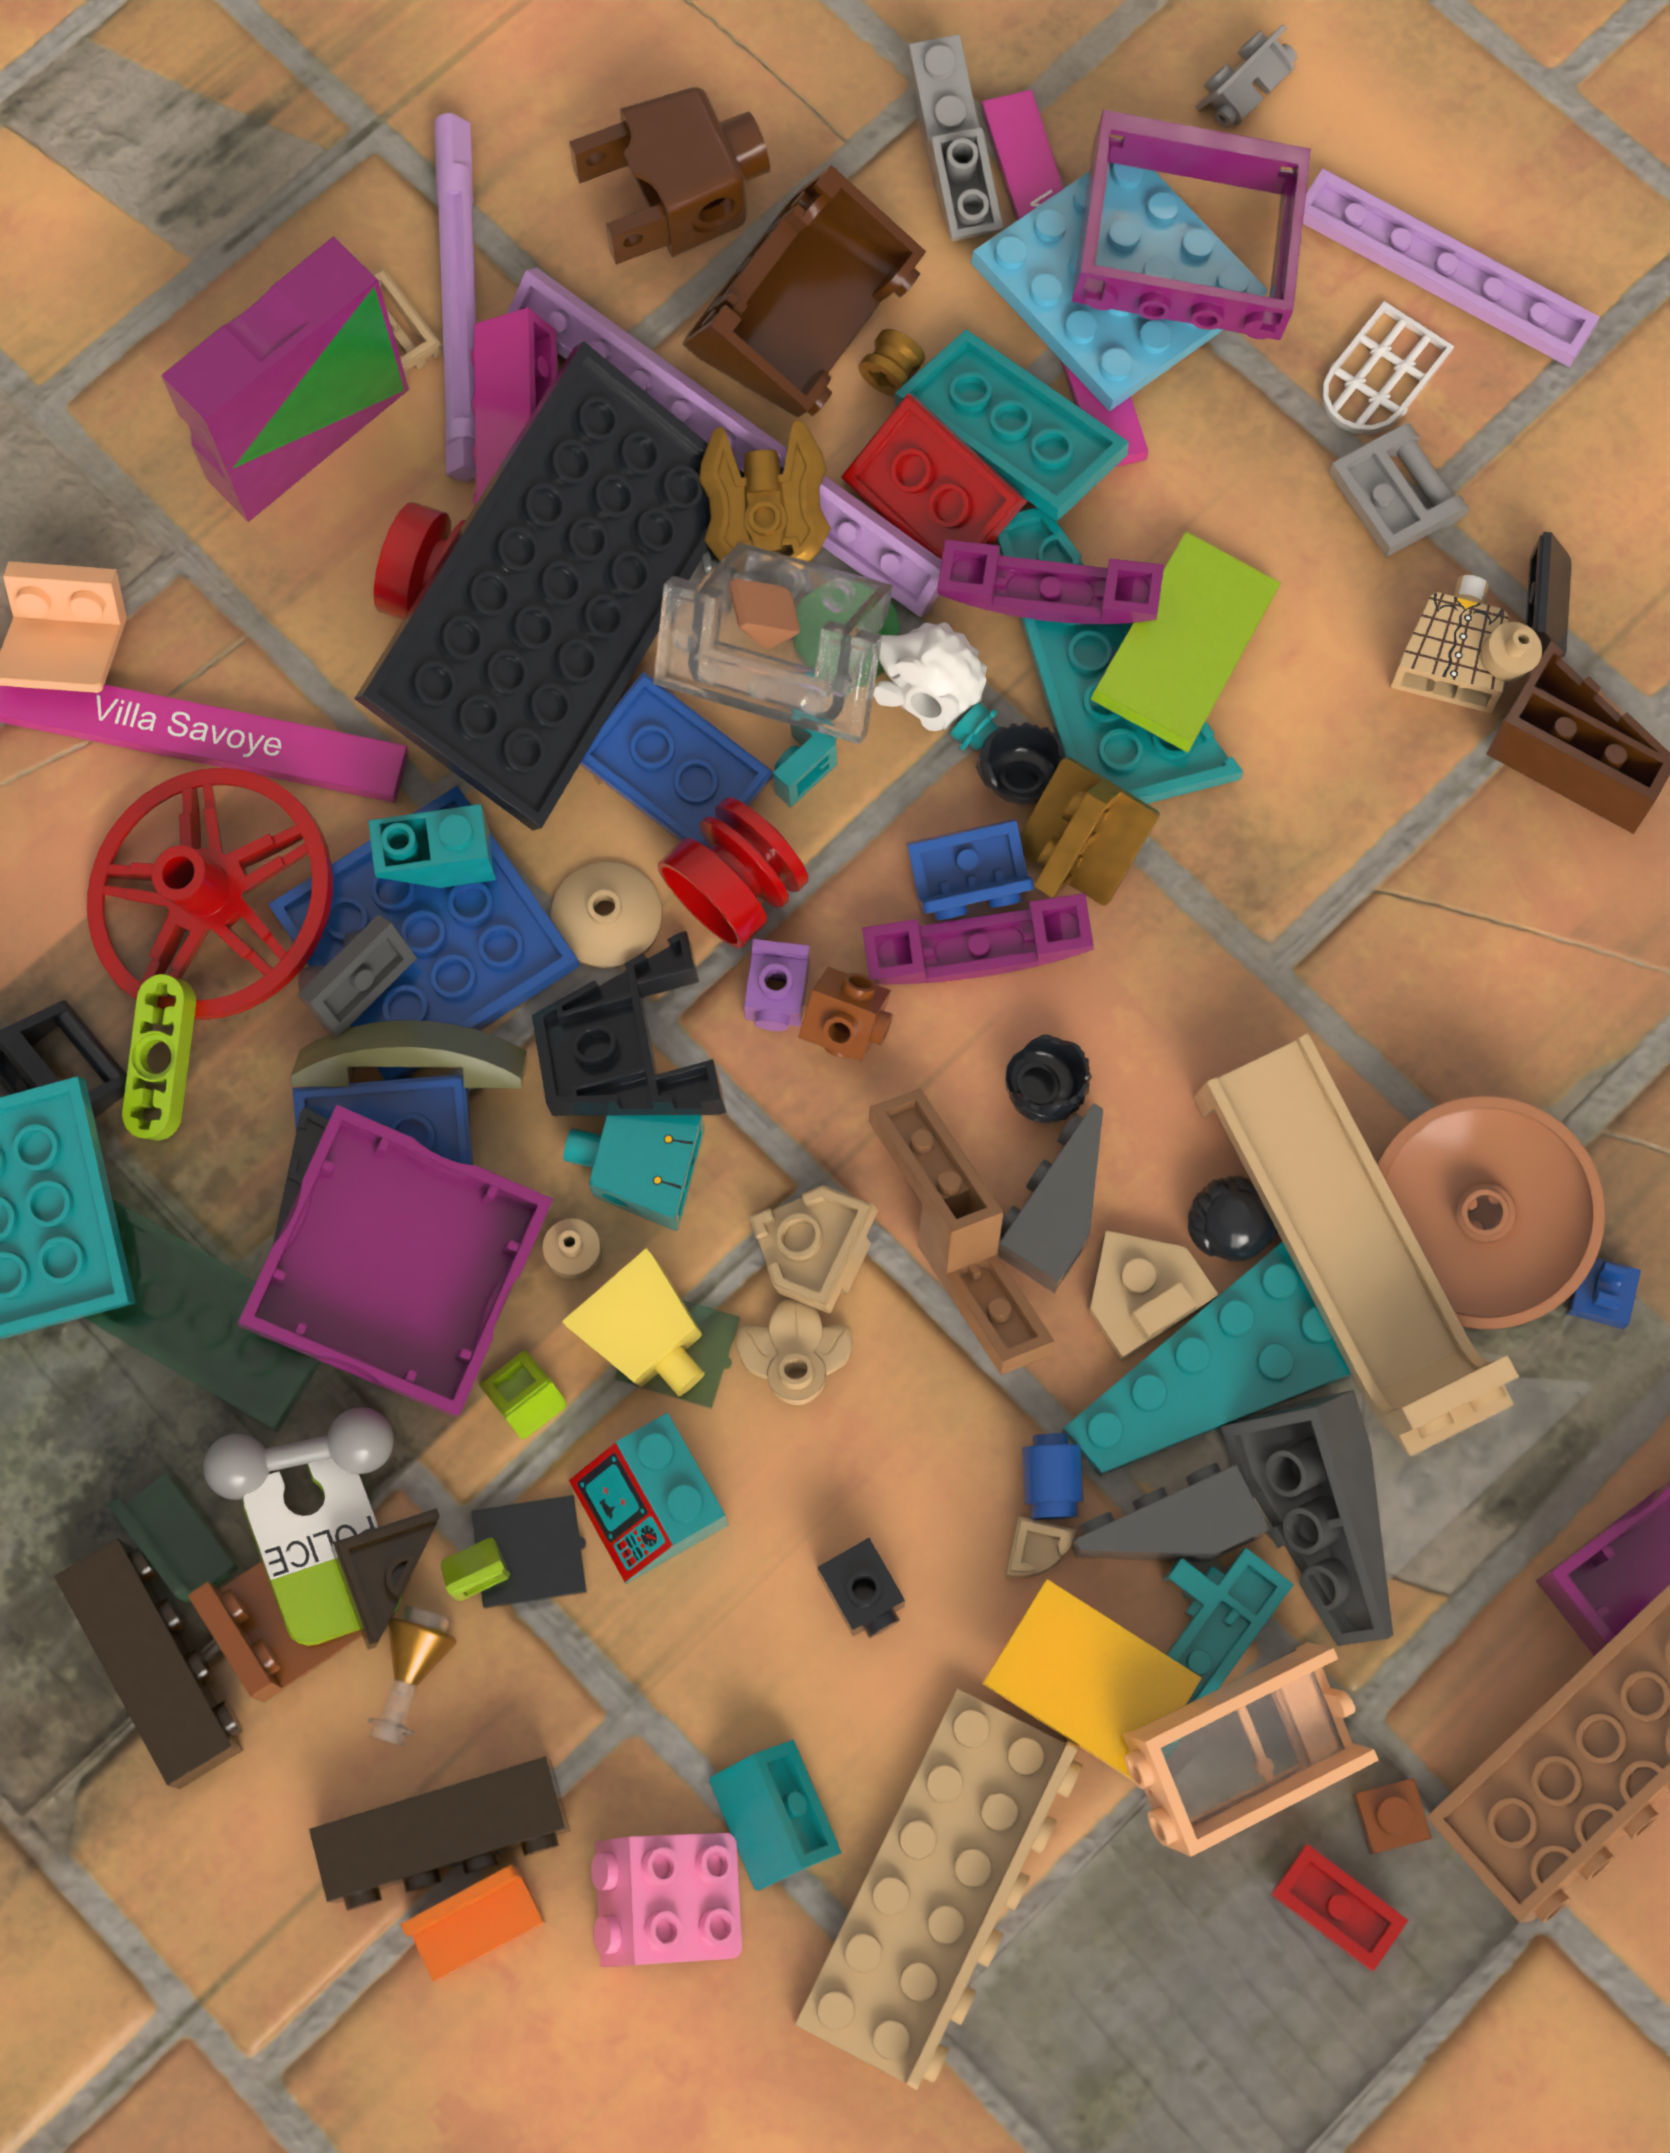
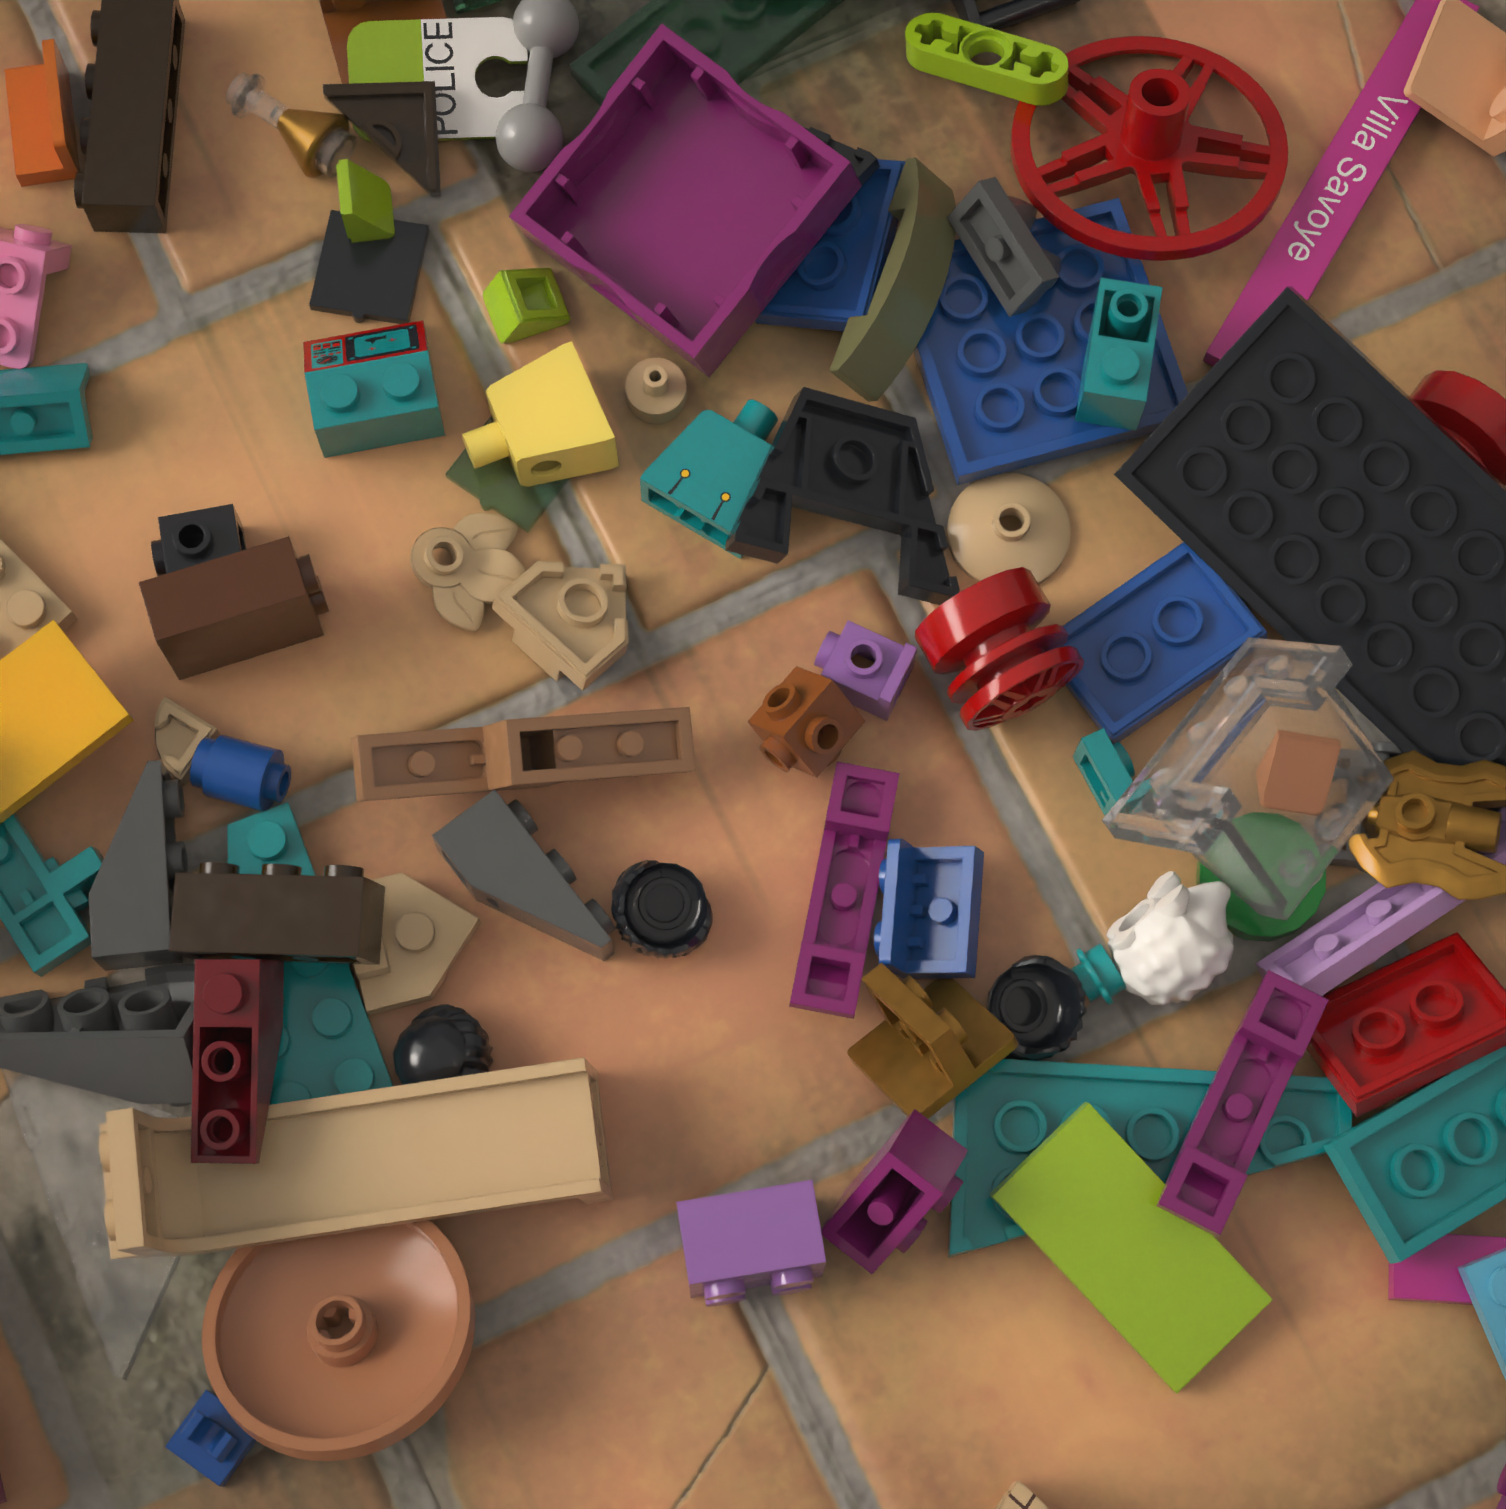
camera: 105 degrees right, 0 degrees up
(914, 1524) = (234, 607): none -> reddish brown brick
(1177, 1382) = (277, 914): none -> dark brown brick
(1218, 816) = (894, 1193): none -> magenta brick
(1297, 913) = (752, 1242): none -> medium lavender brick
(1309, 1369) = (234, 1056): none -> dark red slope

